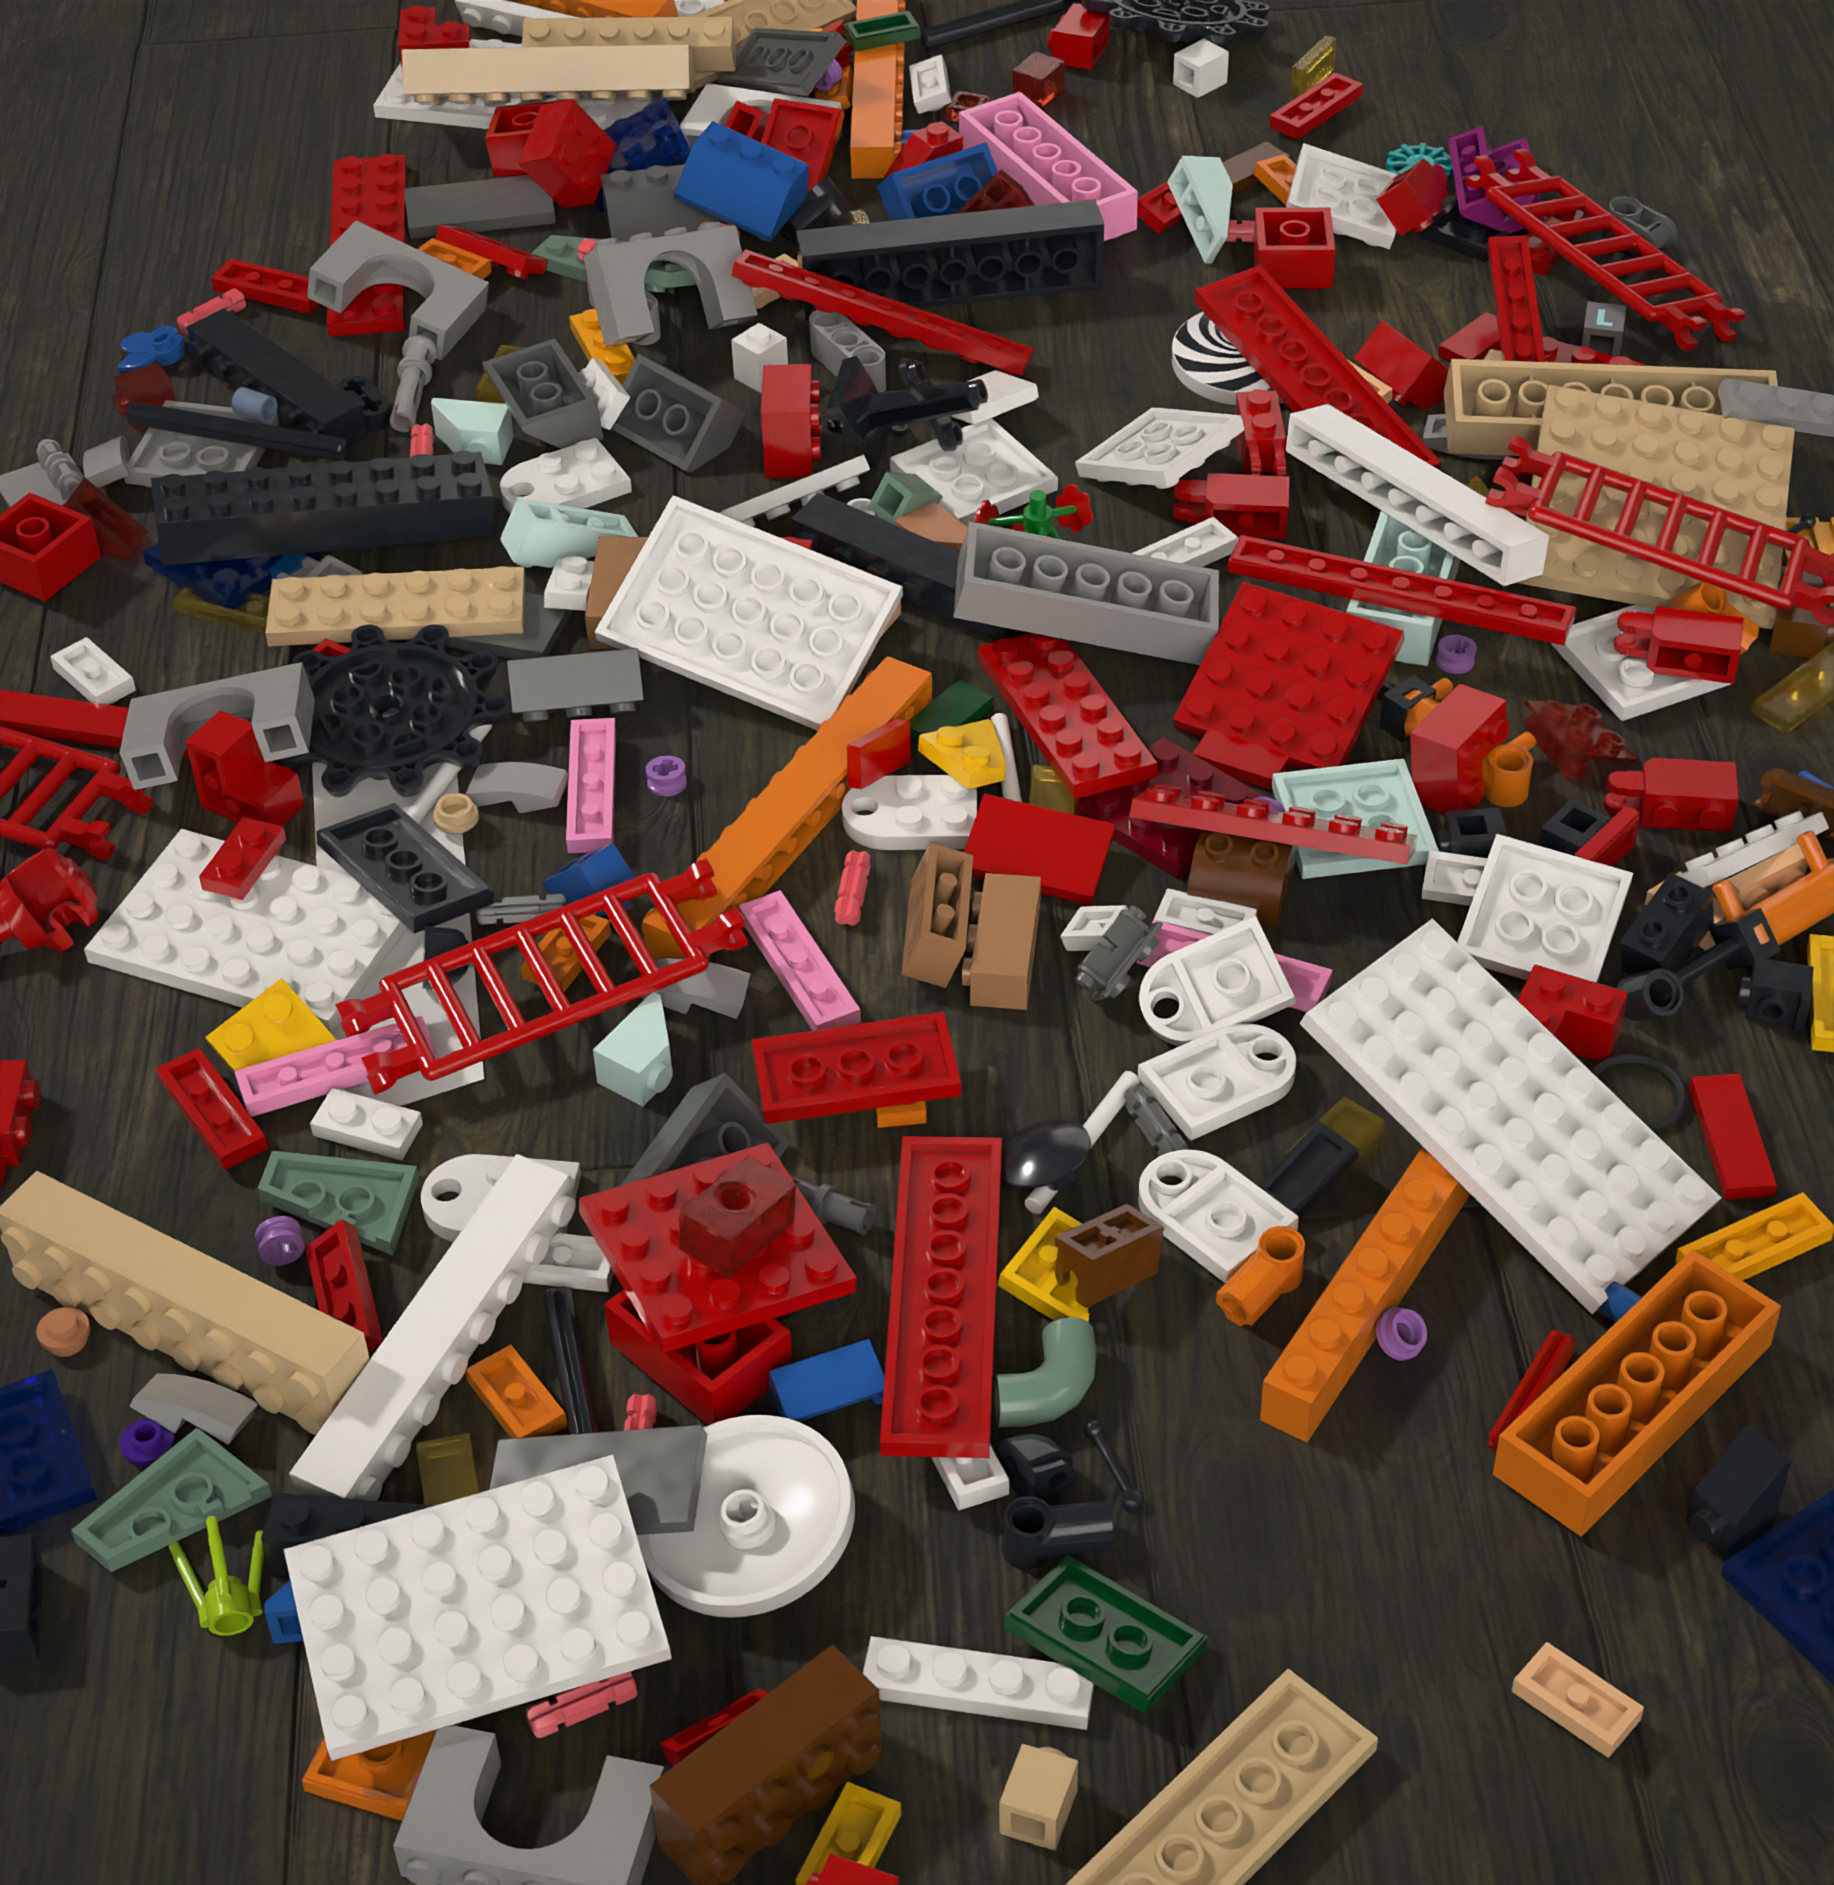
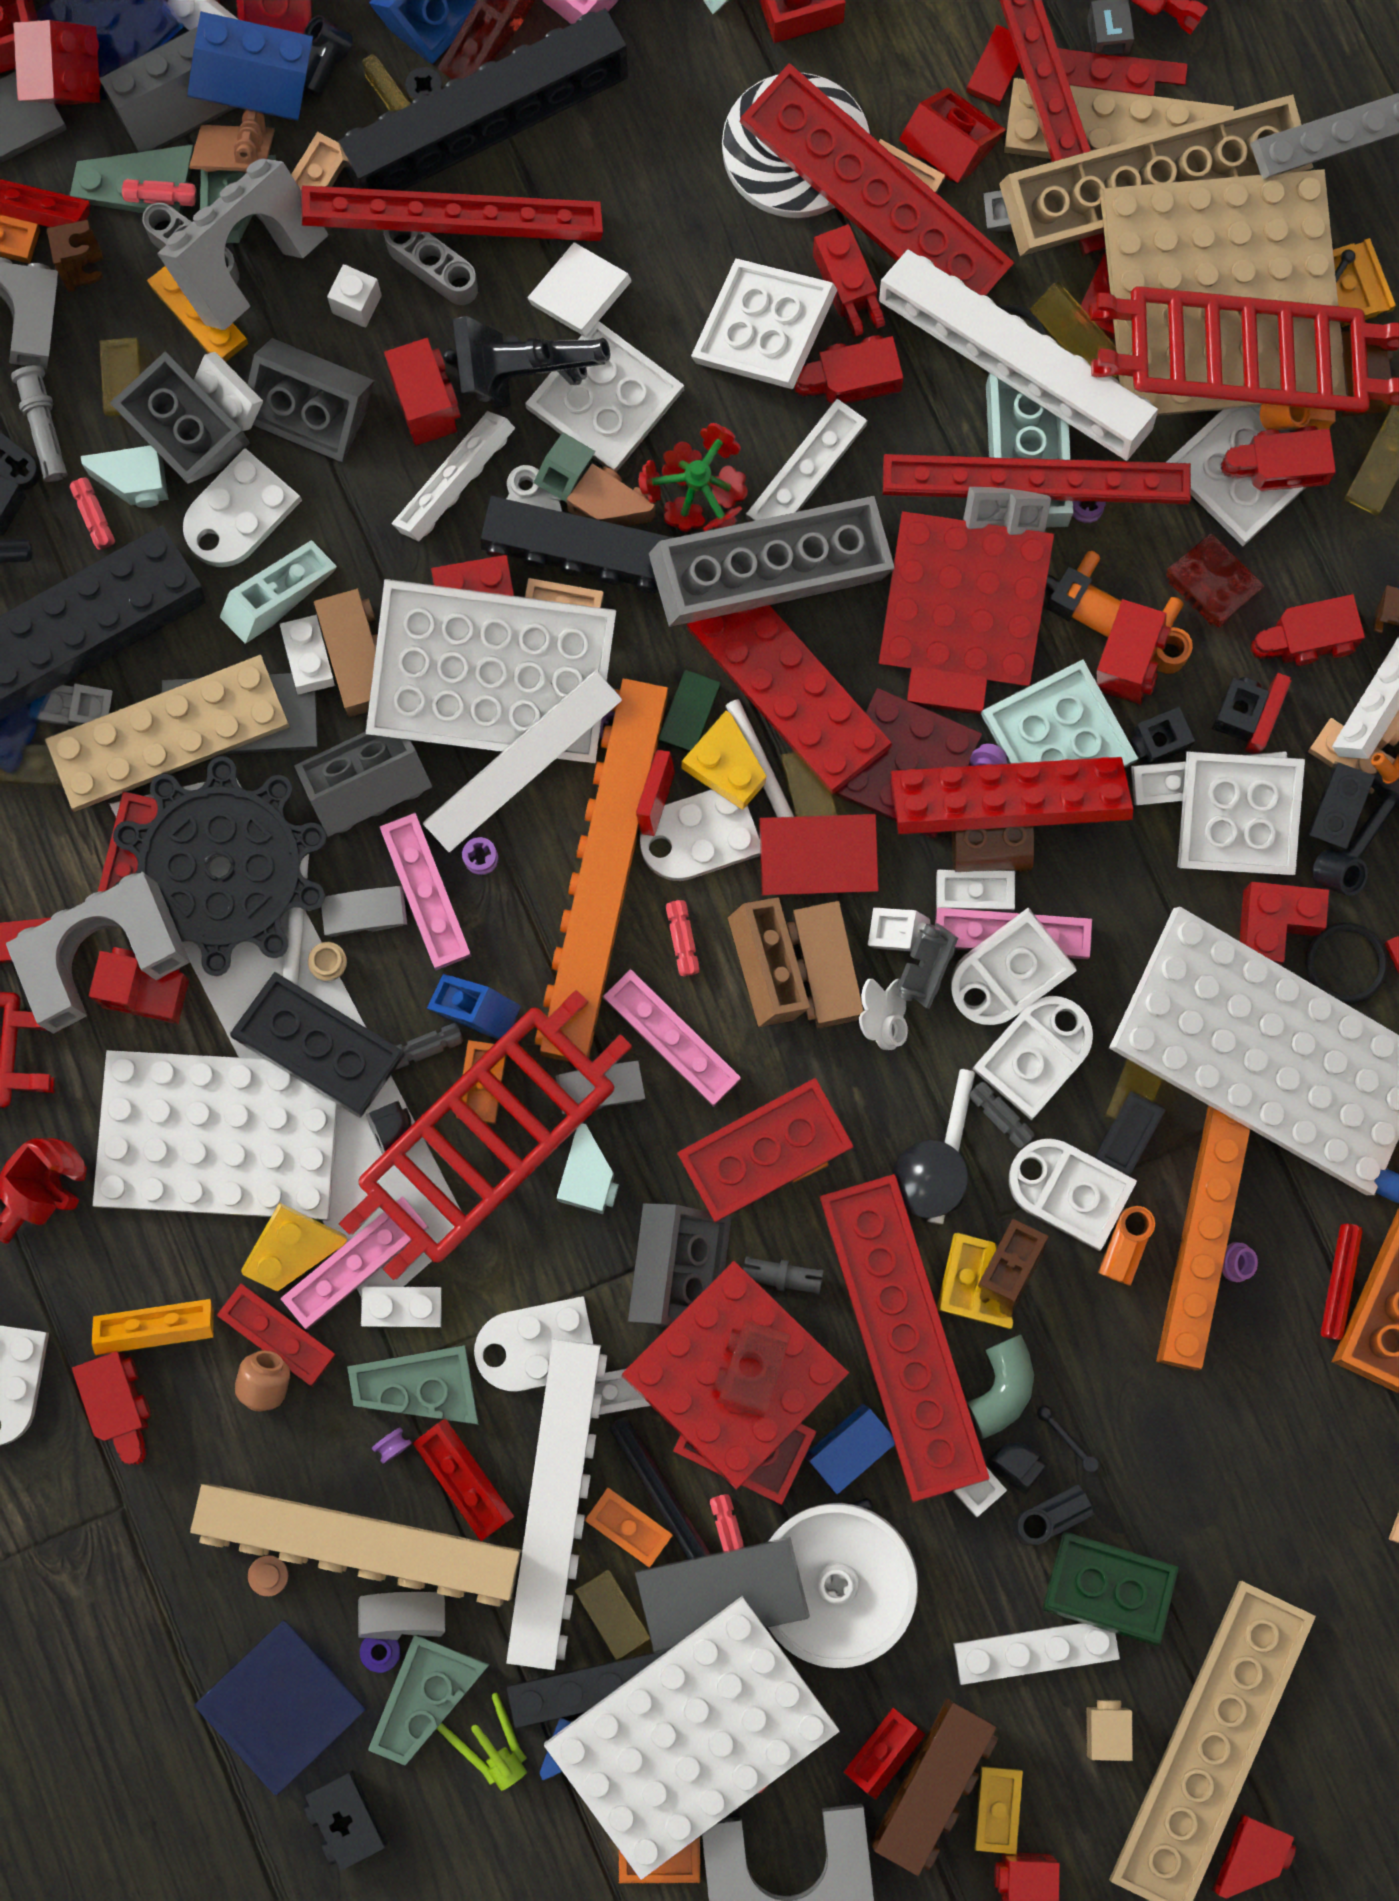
camera: 20 degrees left, 35 degrees up
(83, 1067) = (152, 1327): none -> light orange plate
(168, 1137) = (262, 1381): none -> nougat head
(242, 858) = (181, 1079): red plate -> none
(512, 274) = (71, 249): none -> reddish brown hinge
(748, 697) = (522, 761): none -> white tile
(1049, 995) = (883, 1015): none -> white plate
(1363, 599) = (1008, 508): none -> light grey slope

